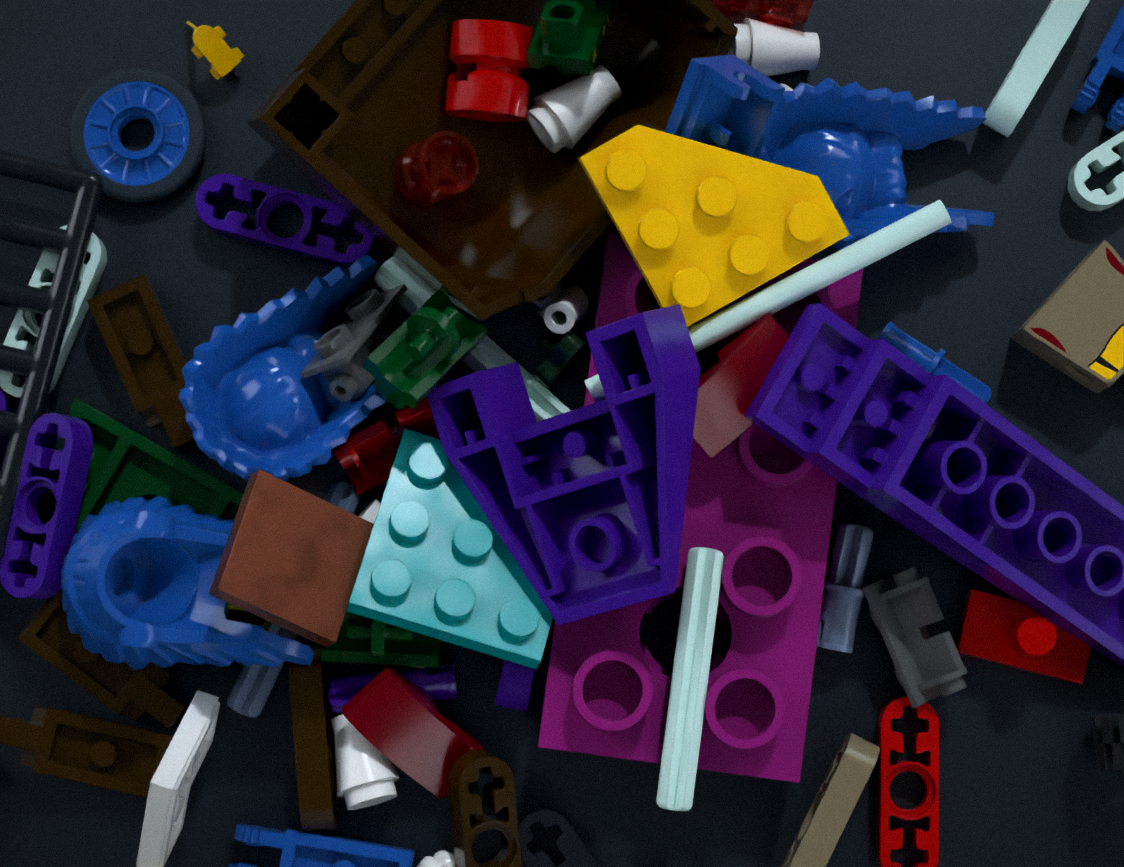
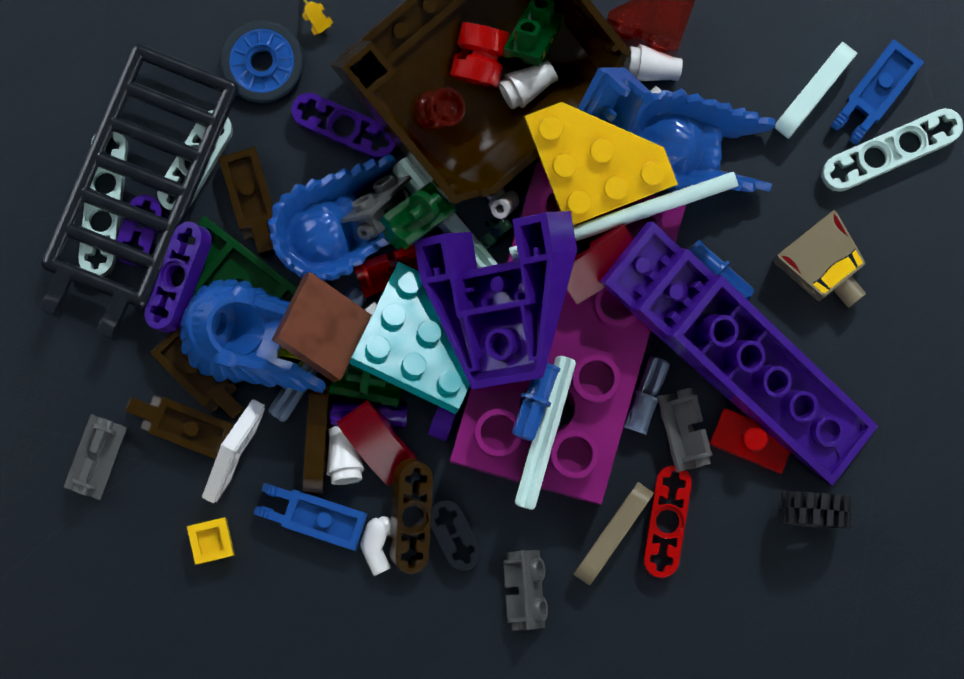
camera: 10 degrees right, 0 degrees up
(667, 637) = (534, 404): none -> blue axle

